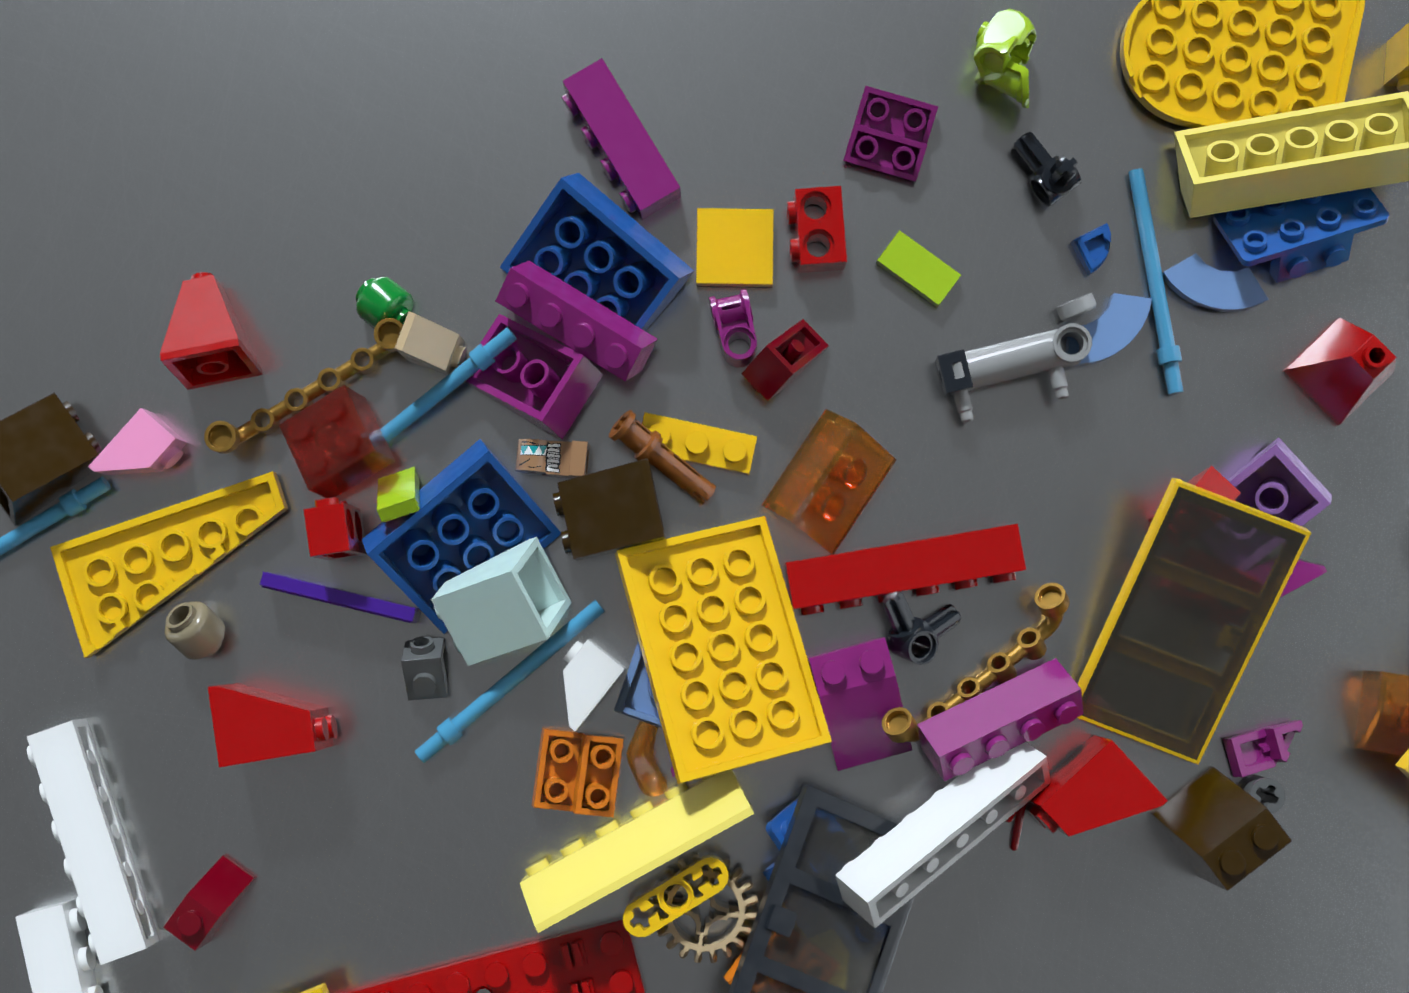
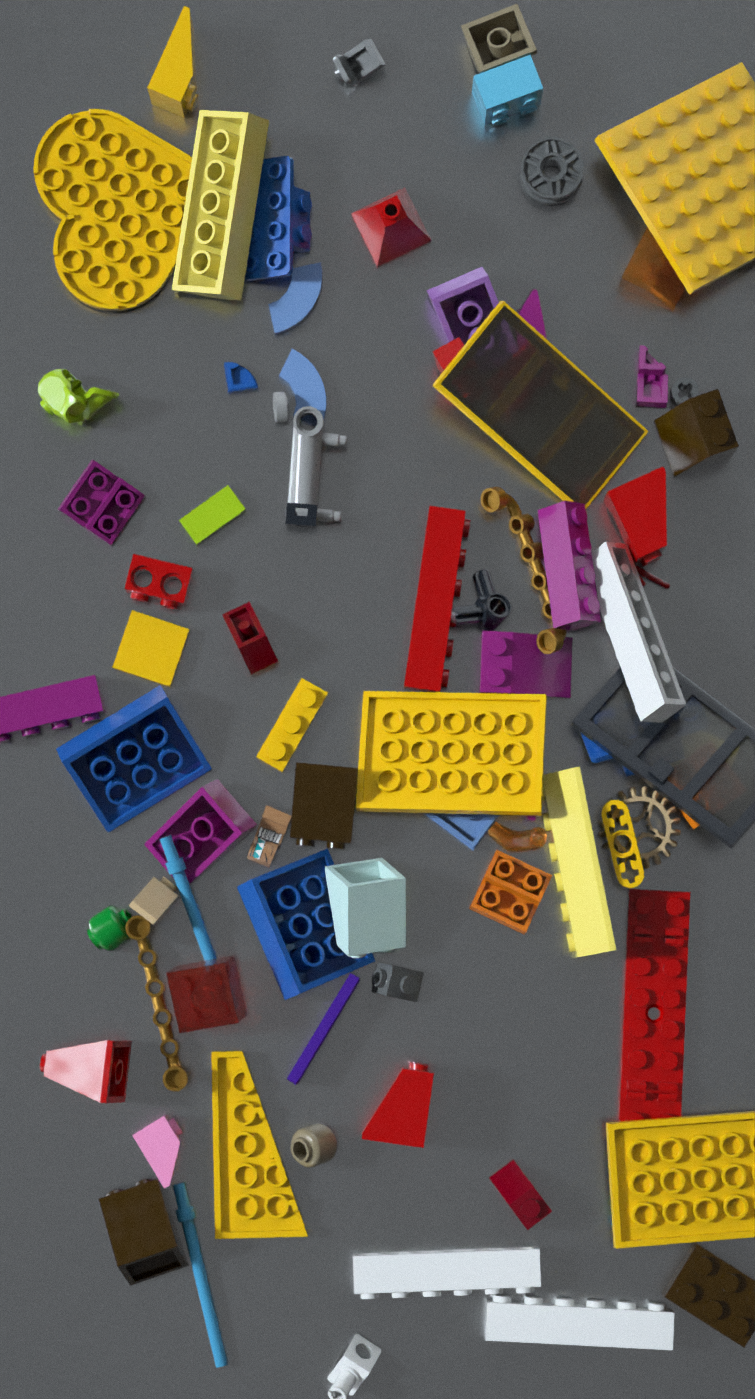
camera: 70 degrees left, 0 degrees up
(334, 529) = (272, 1015): red brick -> none
(398, 494) = (260, 959): lime tile -> none
(451, 729) = (449, 976): dark azure bar -> none
(576, 320) = (171, 785): magenta brick -> none
(587, 679) = (444, 861): white slope -> none
(650, 446) = (285, 759): dark orange pin -> none
(734, 321) = (211, 668): magenta piece -> none
(829, 481) = (353, 634): clear orange slope -> none
(1051, 176) = (175, 391): black axle -> none
(1169, 353) = (338, 349): dark azure bar -> none

